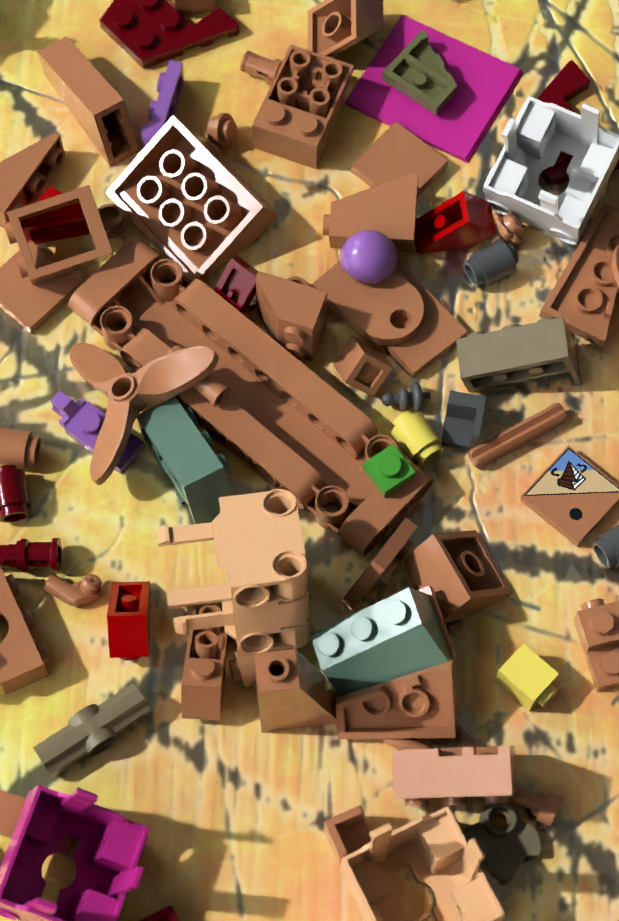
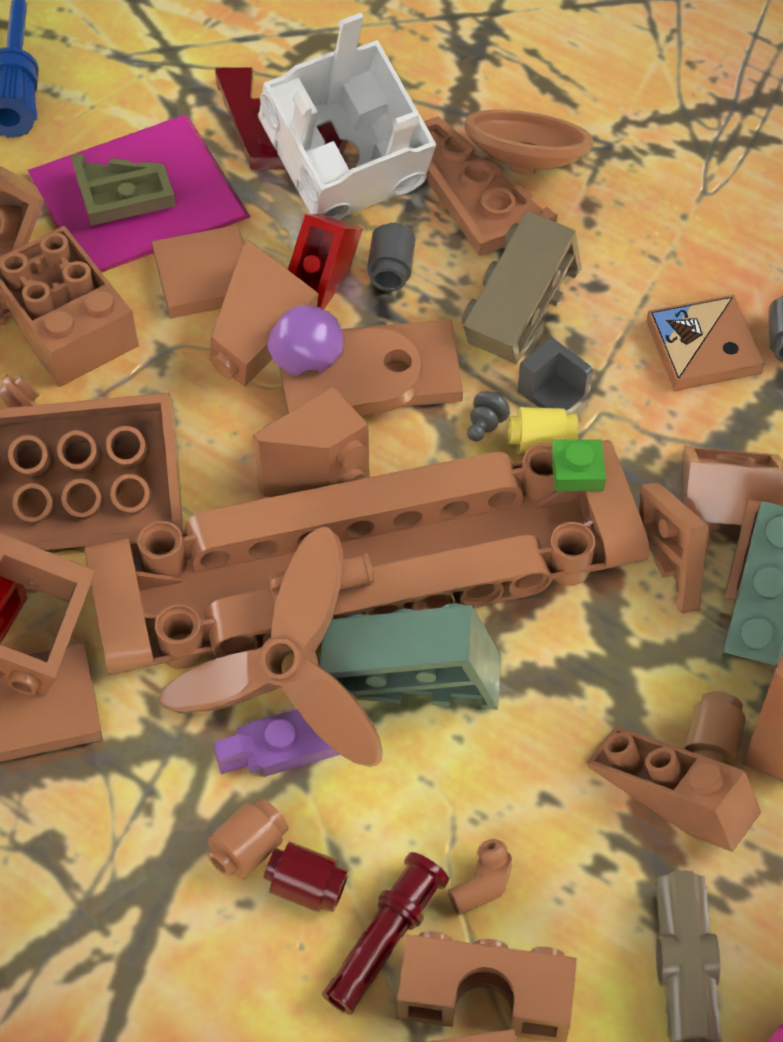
camera: 55 degrees left, 10 degrees down
(129, 620) = (570, 835): red slope -> none
(238, 284) = (234, 476): dark red bracket -> none
(266, 569) = (630, 645): light nougat piece -> none
(362, 366) = (419, 431): nougat panel -> none
(508, 228) = (366, 216): nougat plant -> none
(517, 435) = (603, 348): nougat axle -> none

